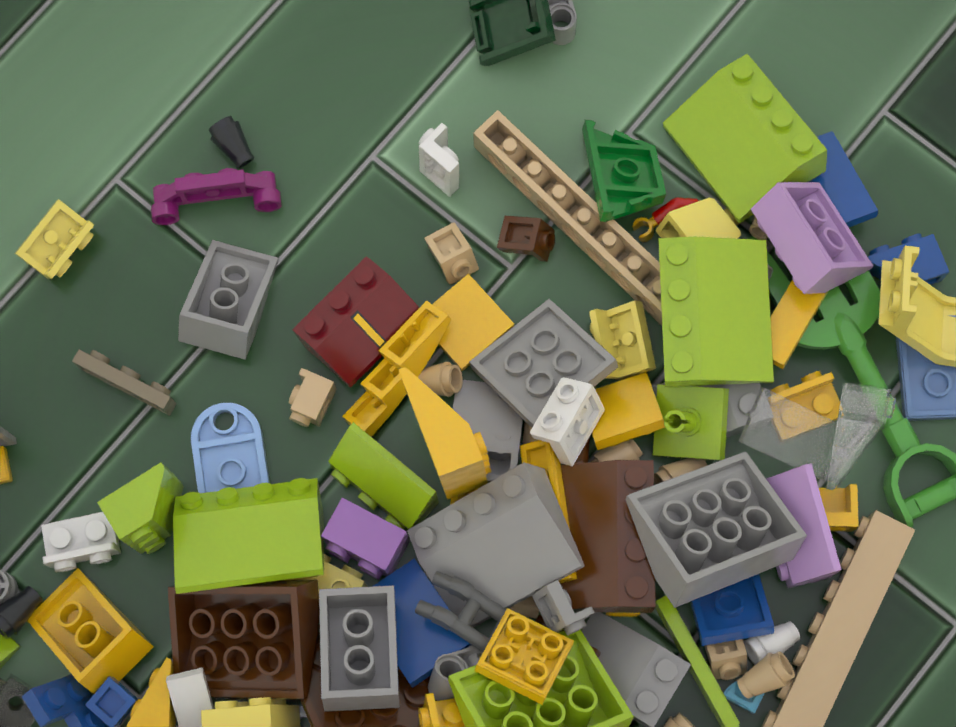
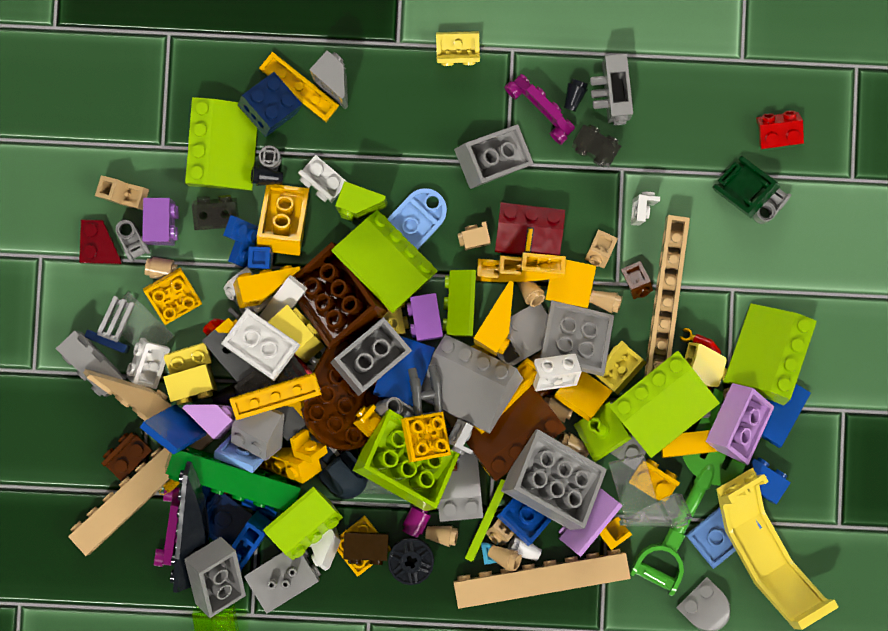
camera: 50 degrees right, 10 degrees up
(125, 380) = (415, 138): dark tan plate -> none
(264, 83) = (616, 89): none -> light grey piece
(317, 161) = (596, 146): none -> clear smoke brick
(523, 294) = (606, 300): none -> tan cone
(622, 173) = (706, 304): green wing -> none

